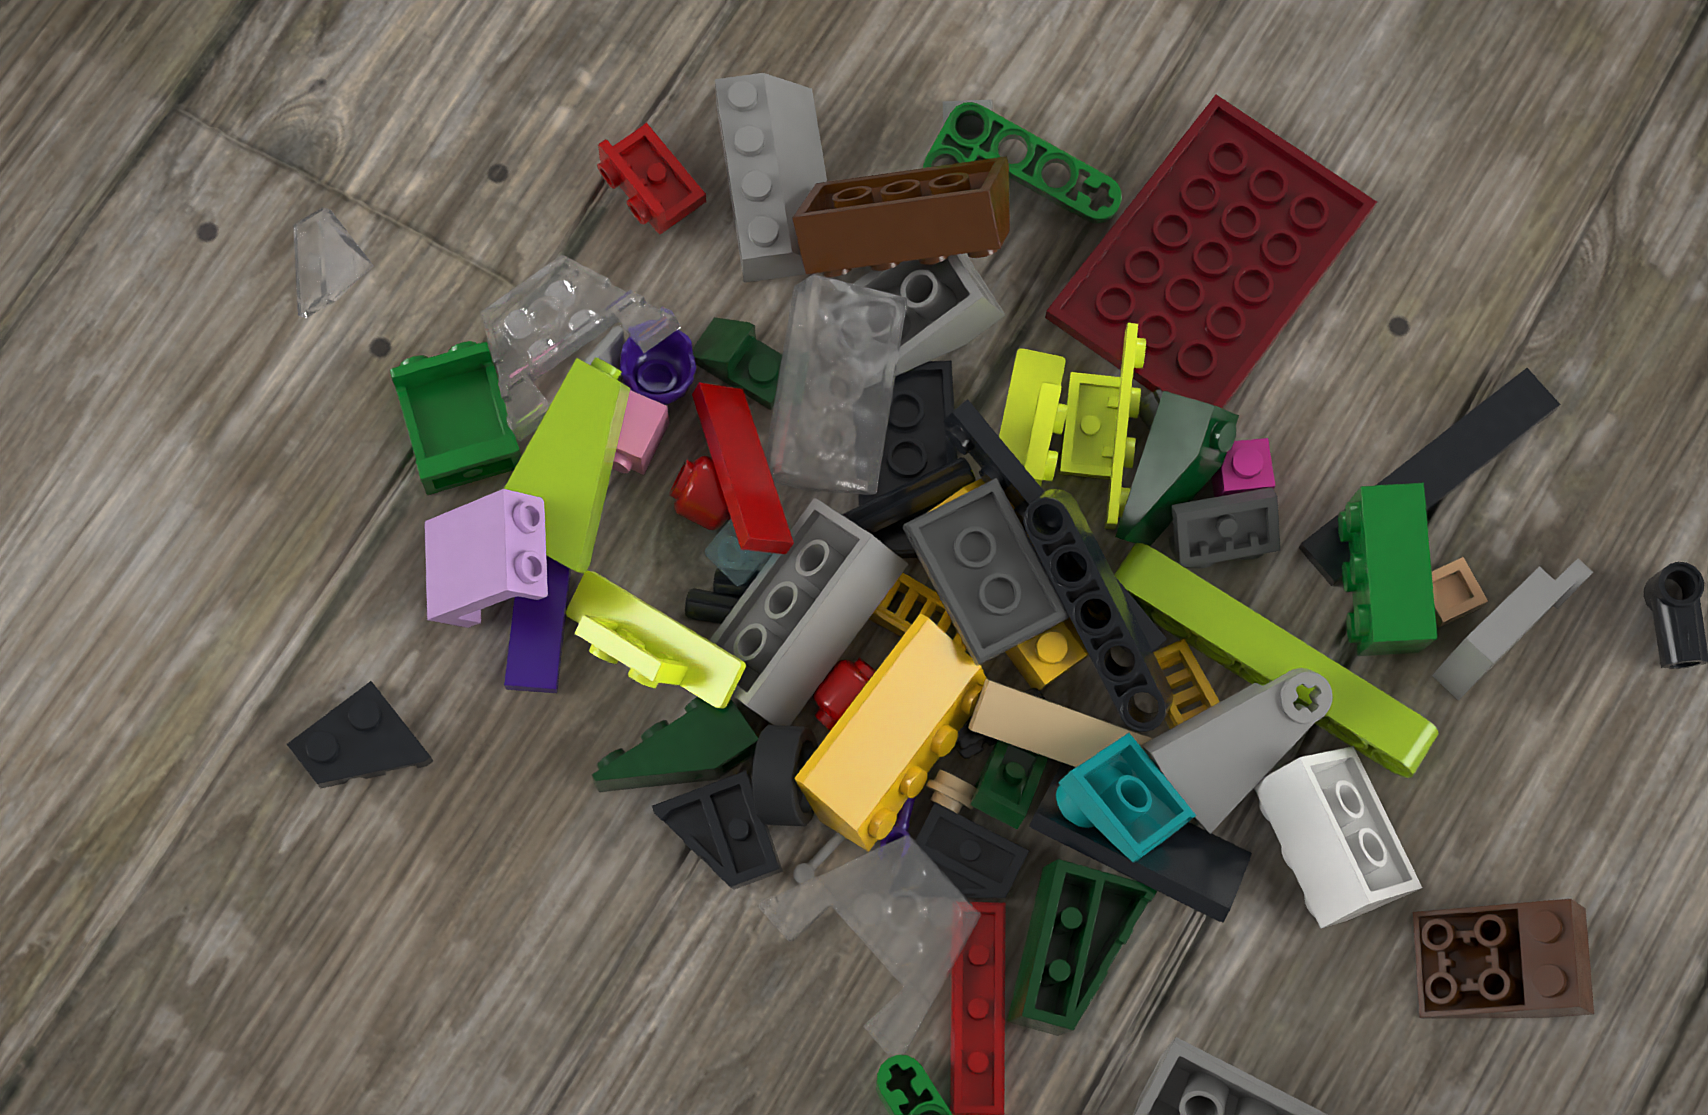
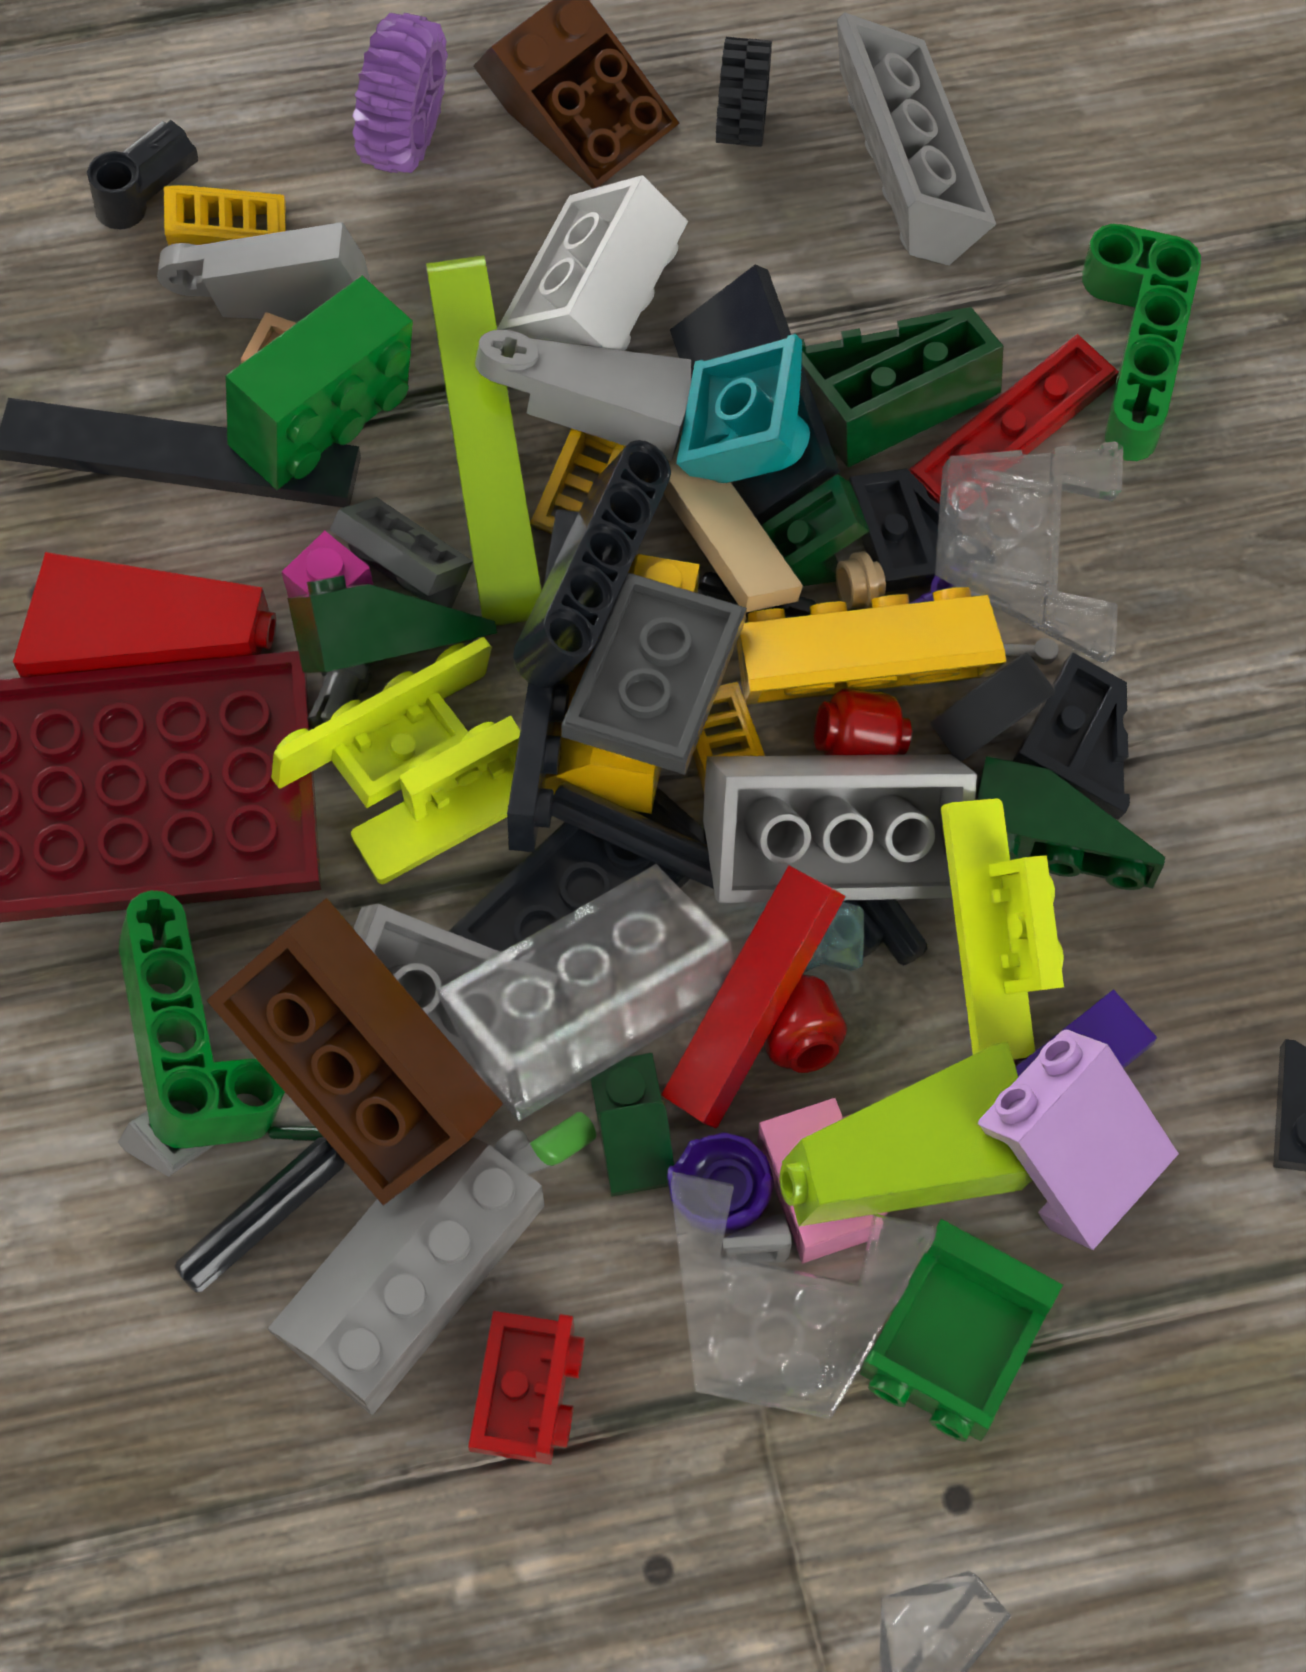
camera: 130 degrees left, 5 degrees down
(768, 301) = (550, 1147): none -> bright green arm
(878, 120) = (259, 1215): none -> black axle
(1324, 343) = (132, 616): none -> red slope
(1394, 1059) = (743, 91): none -> black tyre
(1592, 820) = (400, 92): none -> medium lavender gear
(1619, 610) = (203, 203): none -> yellow slope

